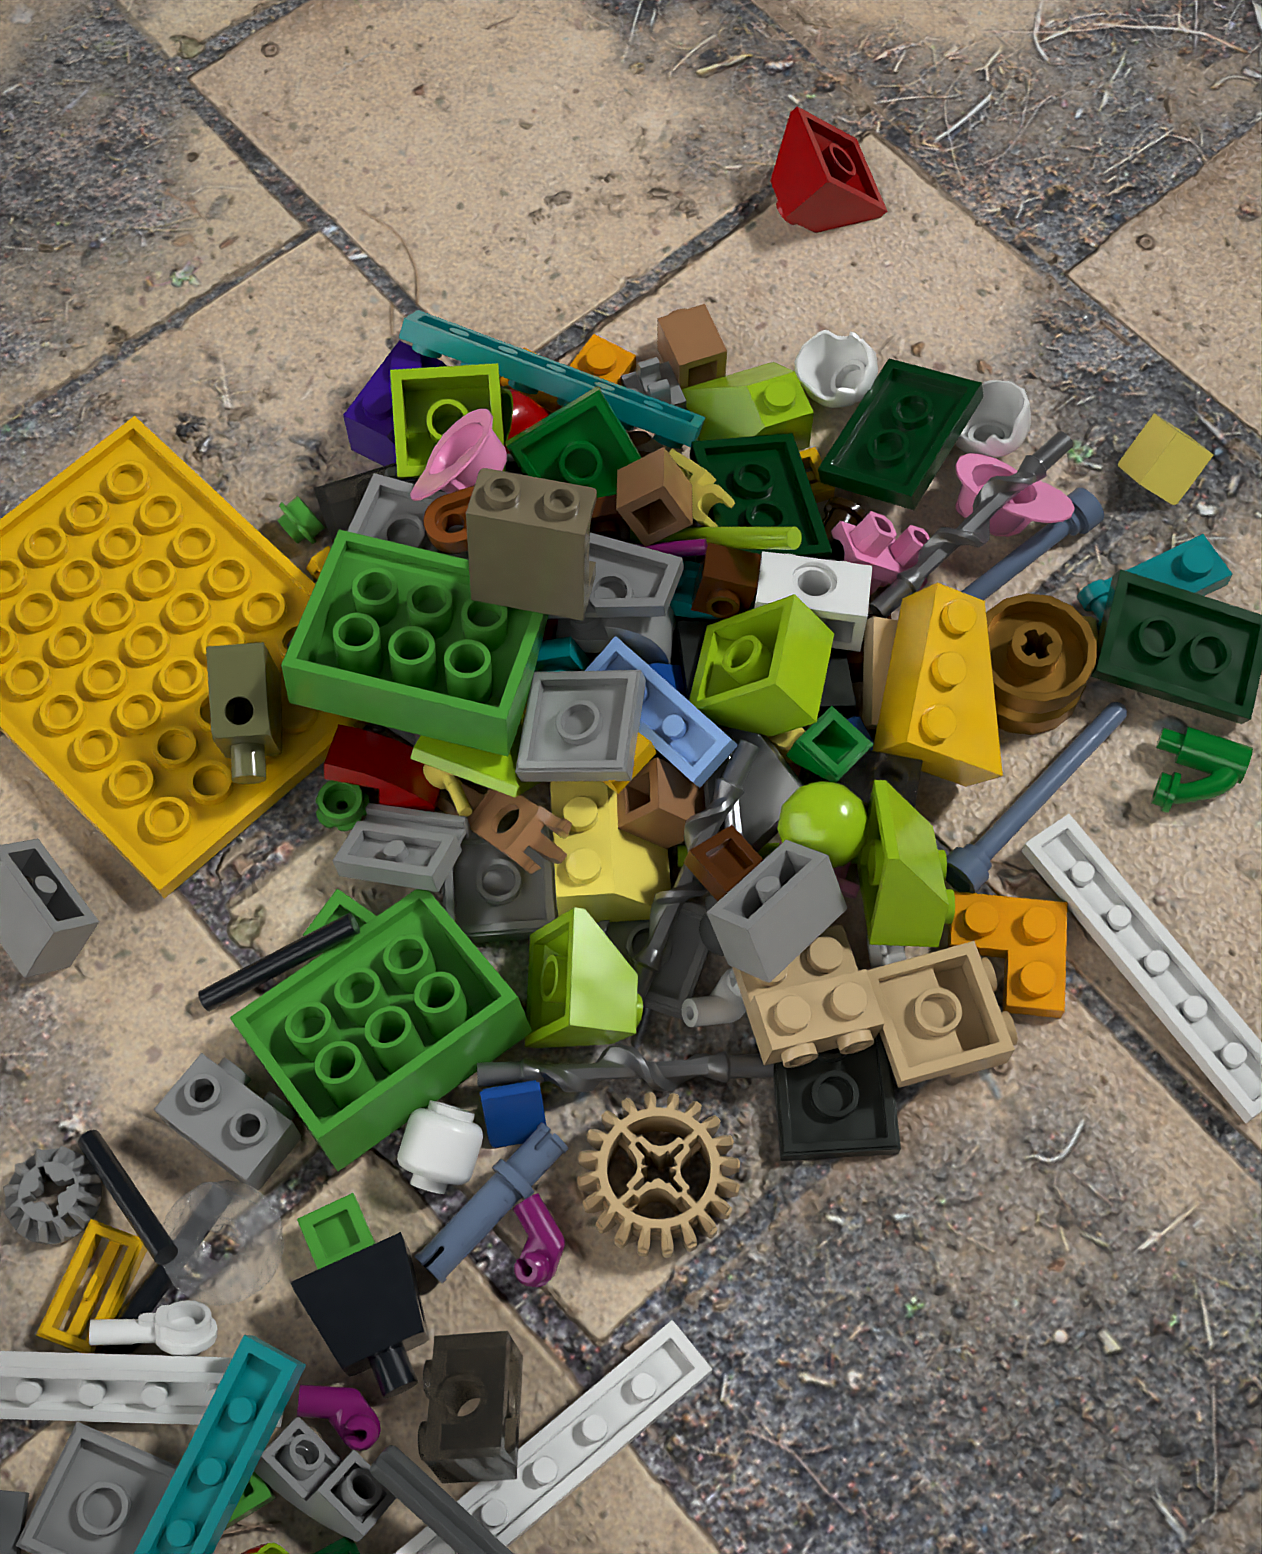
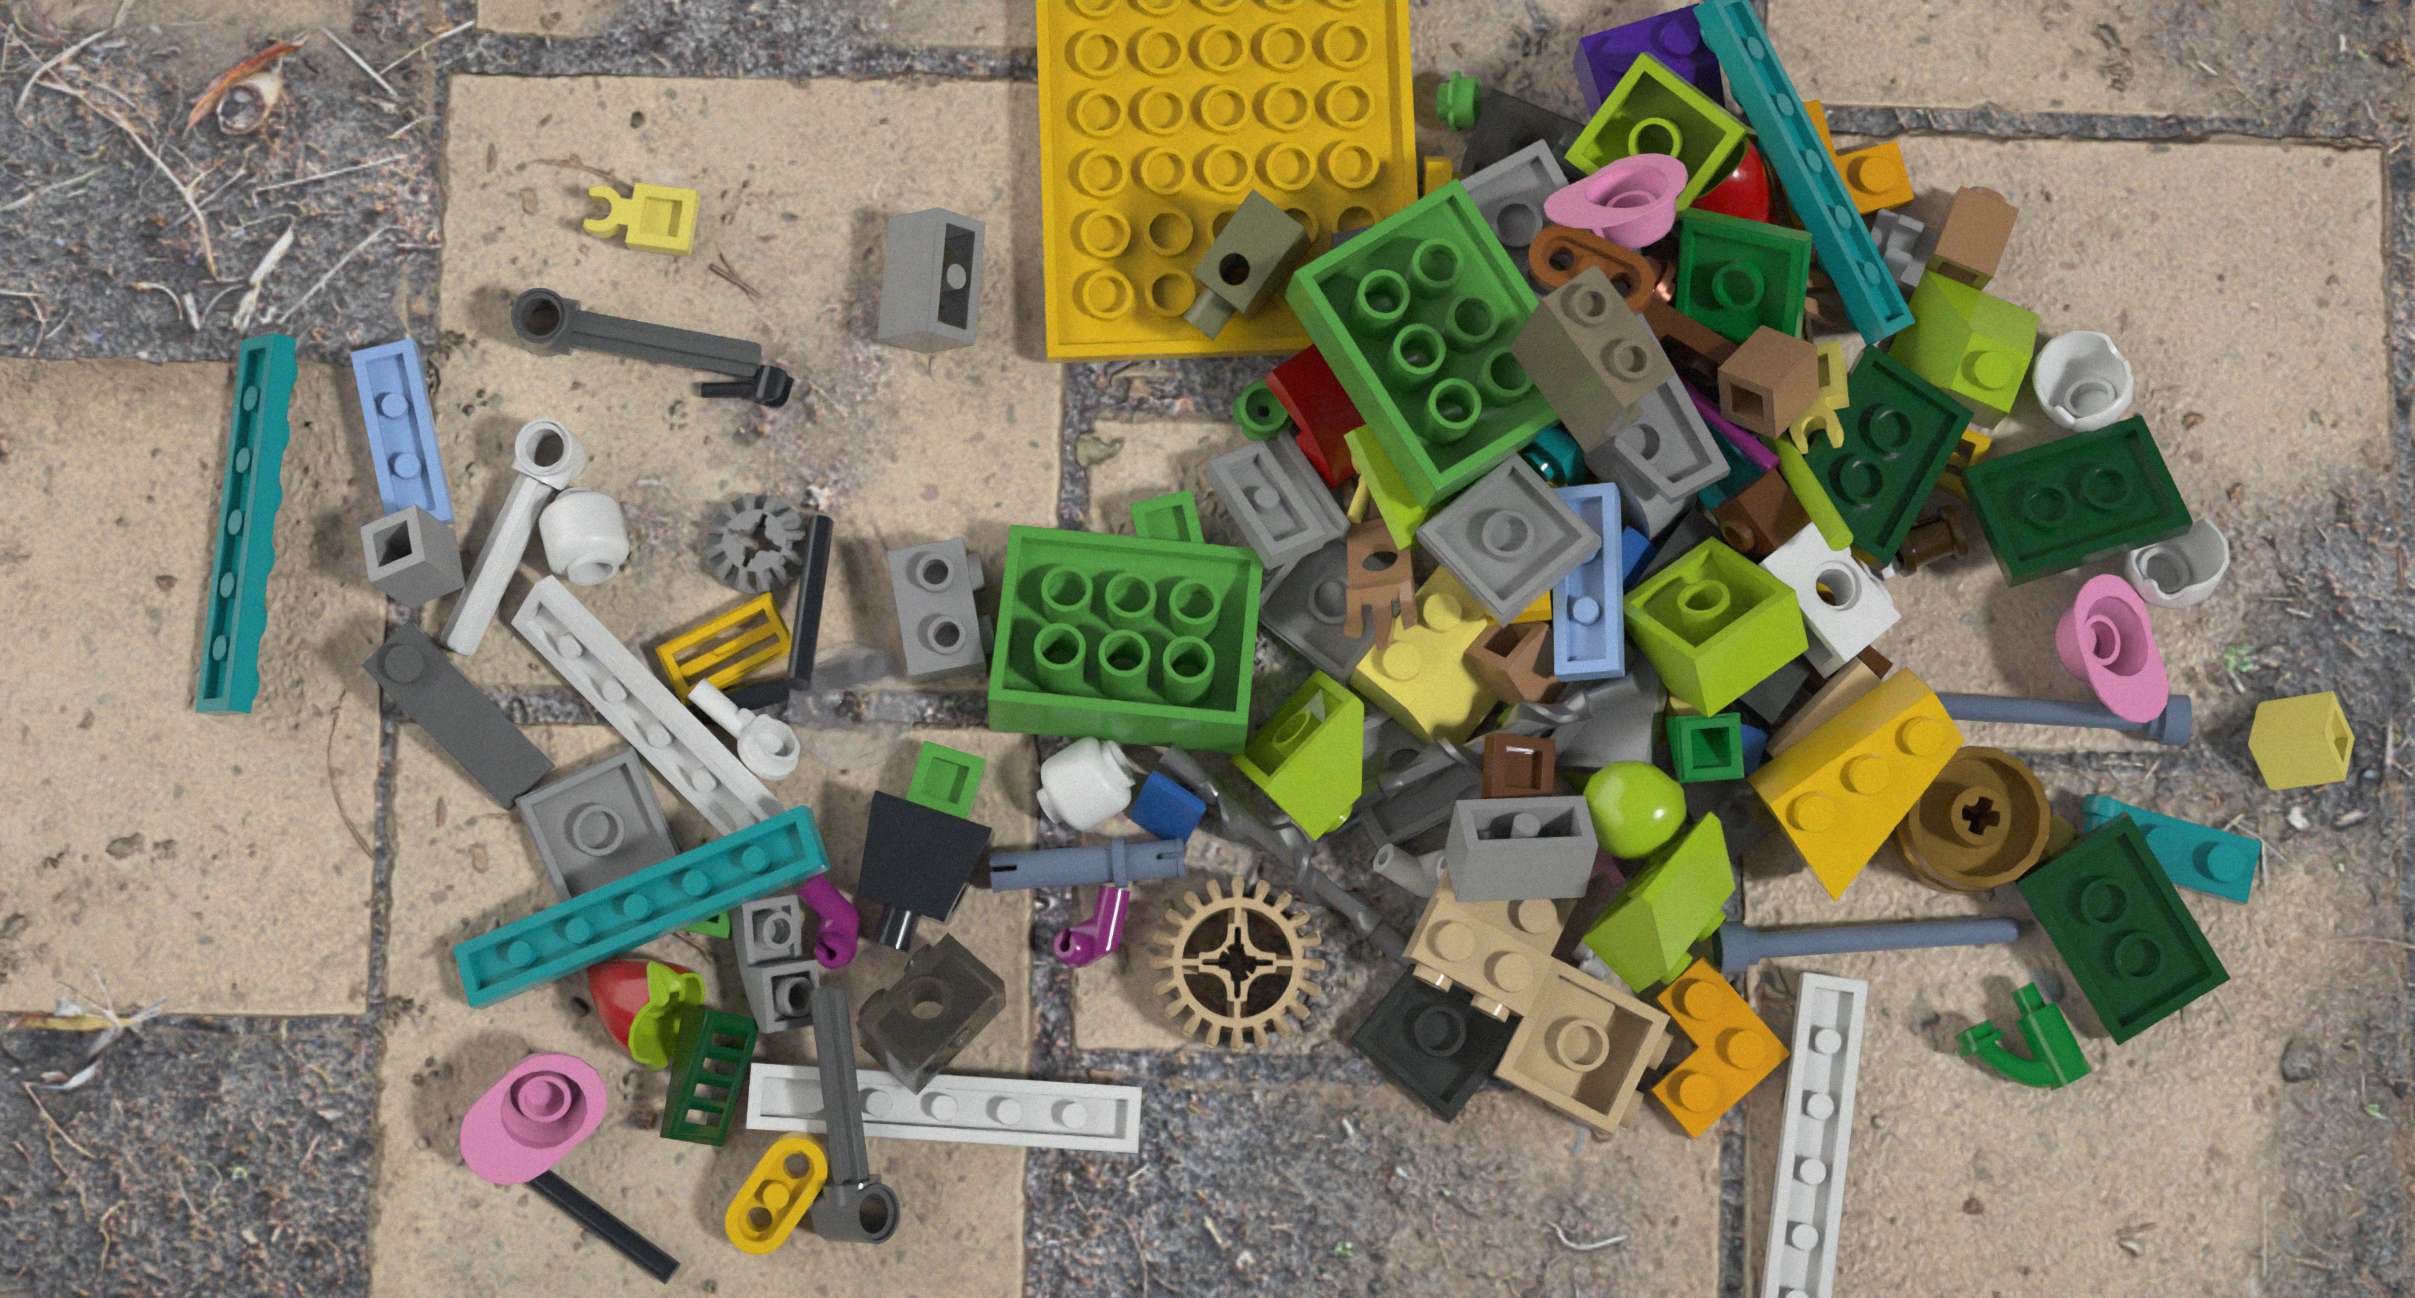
camera: 40 degrees right, 15 degrees up
(279, 962) = (1091, 510): black bar -> none
(823, 176) = (2277, 164): red slope -> none
(875, 545) = (1938, 603): bright pink hips -> none
(976, 527) = (2039, 660): flat silver piece -> none

